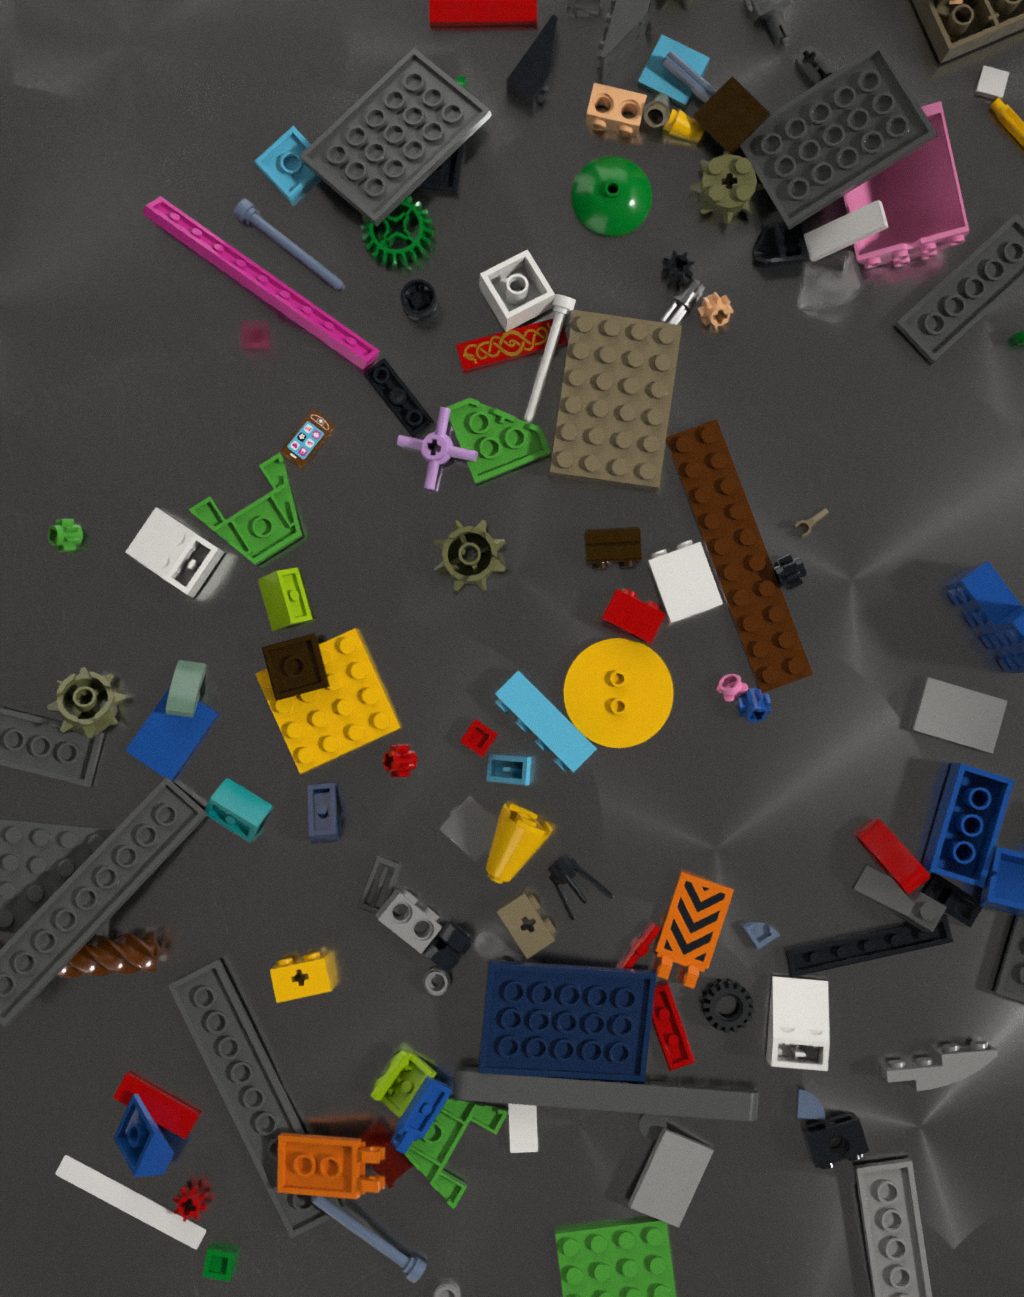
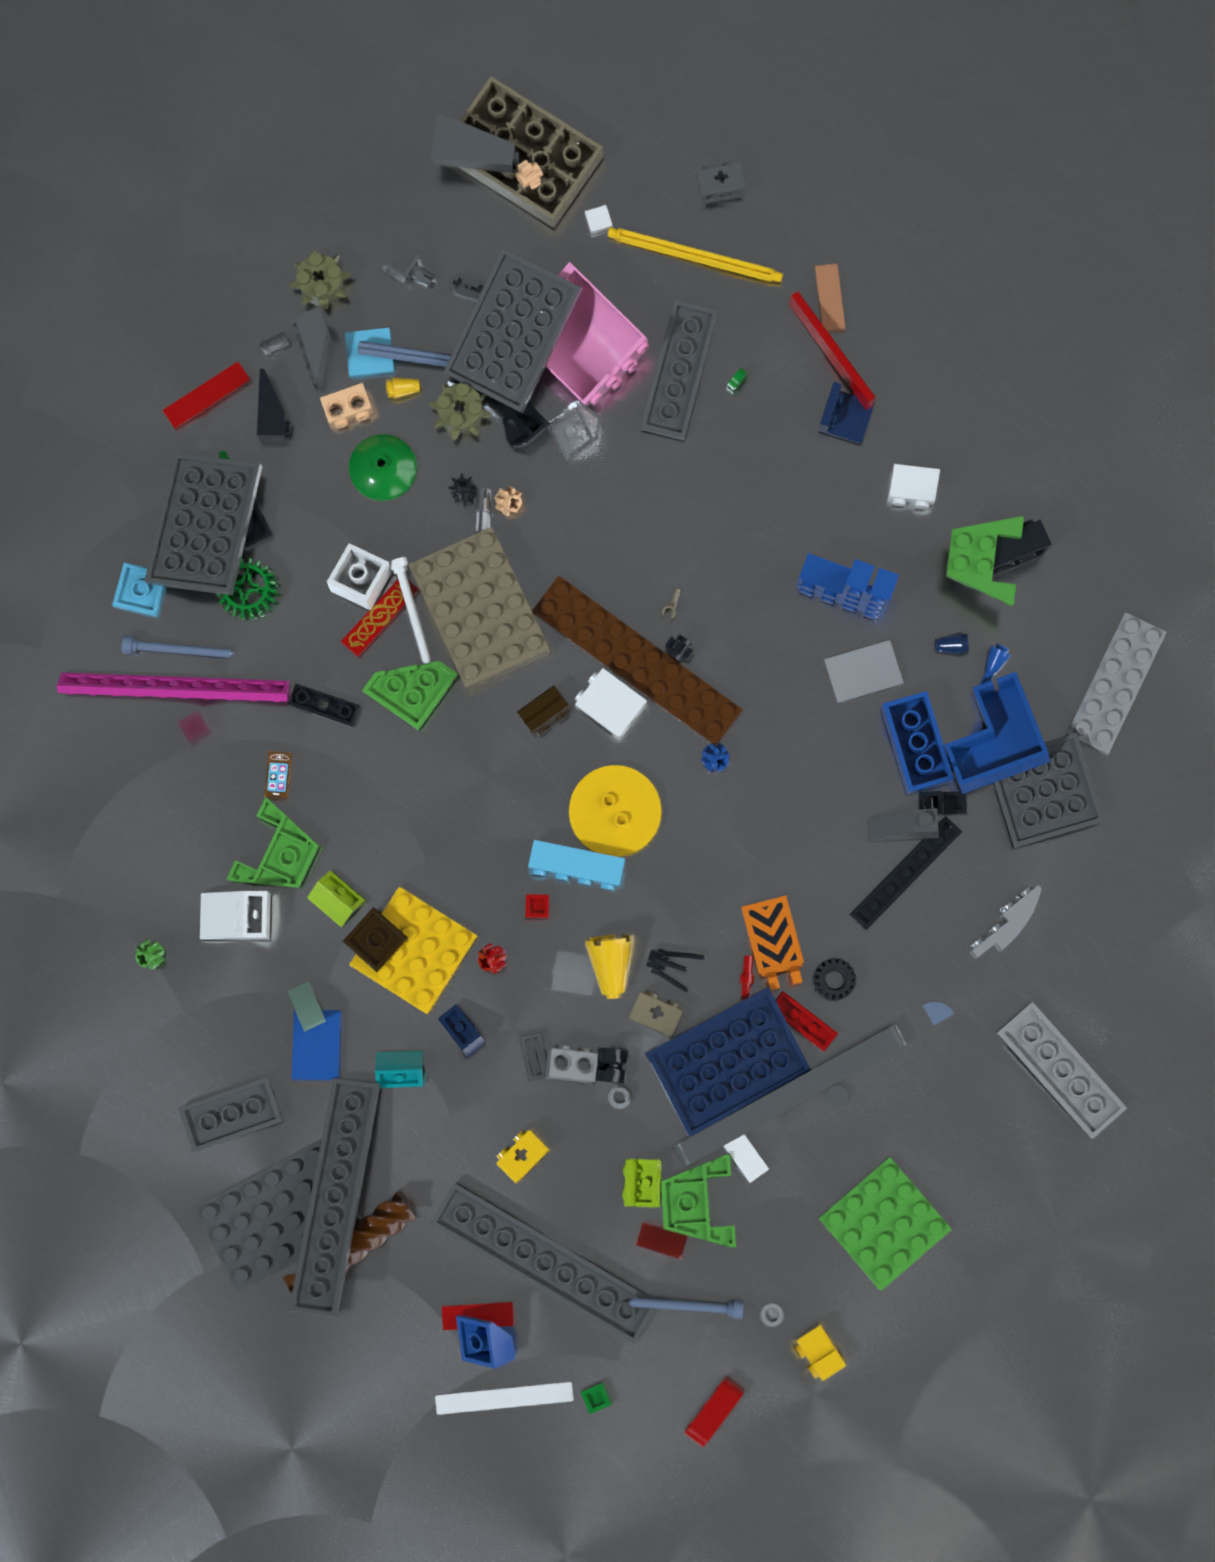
camera: 30 degrees left, 5 degrees down
(99, 698) = (243, 1061): olive brick -> none
(183, 1203) = (543, 1372): red gear -> none
(327, 1166) = (624, 1273): orange tile -> none
(419, 301) = (295, 628): black wheel -> none
(420, 1113) = (667, 1193): blue hinge -> none
(437, 438) = (370, 715): lavender bar -> none
(454, 550) = (434, 785): olive brick -> none
(508, 769) = (573, 914): medium azure slope -> none
(633, 616) = (590, 750): red brick -> none
(657, 111) = (377, 388): dark tan cone -> none
(670, 1177) = (873, 1125): light grey tile -> none
(731, 115) = (431, 360): dark brown tile -> none
(731, 687) = (691, 755): bright pink plate -> none
(760, 933) = (824, 914): sand blue tile -> none
(798, 1024) = (891, 957): white slope -> none
(818, 1139) = (961, 1034): black brick -> none
(846, 230) = (563, 389): white tile -> none
(893, 856) = (879, 798): red beam -> none

